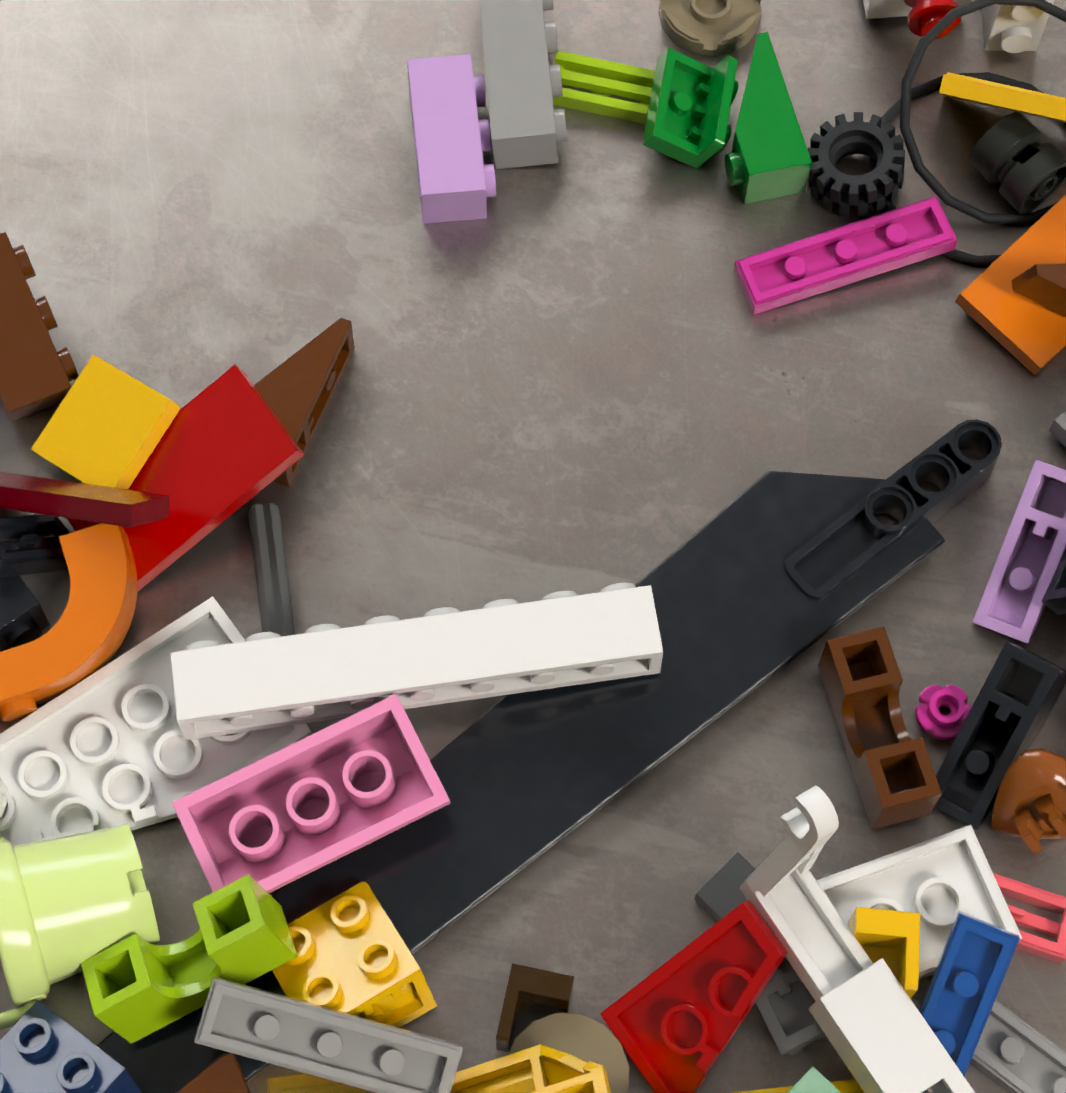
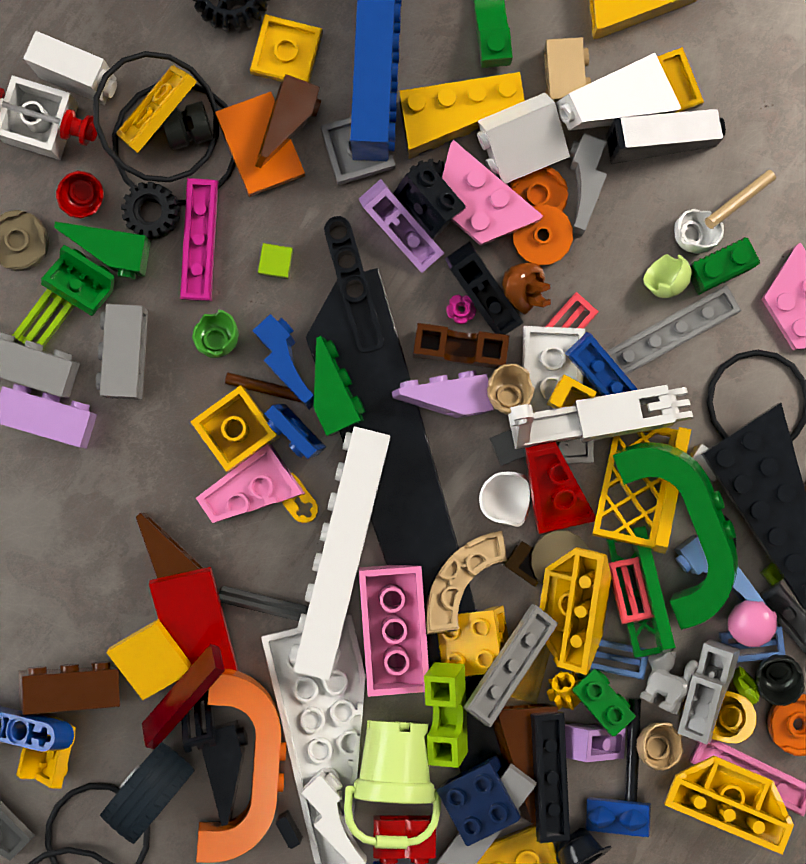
camera: 65 degrees left, 20 degrees up
(455, 884) = (455, 575): none -> tan tile
(469, 480) = (250, 486): none -> bright pink wing
(471, 559) = (293, 507): none -> yellow beam
(556, 416) = (234, 428): none -> yellow brick
(598, 506) = (302, 439): none -> blue plate
(606, 209) = (122, 351): none -> light grey brick
(639, 923) = (506, 498): none -> white helmet
(651, 456) = (260, 386): none -> reddish brown bar
(689, 540) = (332, 397): none -> green slope
(701, 332) = (216, 334): none -> bright green hair
(712, 446) = (277, 339): none -> blue slope
(777, 736) = (449, 397): none -> lavender slope
(827, 55) = (79, 194): none -> red hair
(863, 837) = (509, 387): none -> tan hair
(870, 381) = (275, 261): none -> lime tile

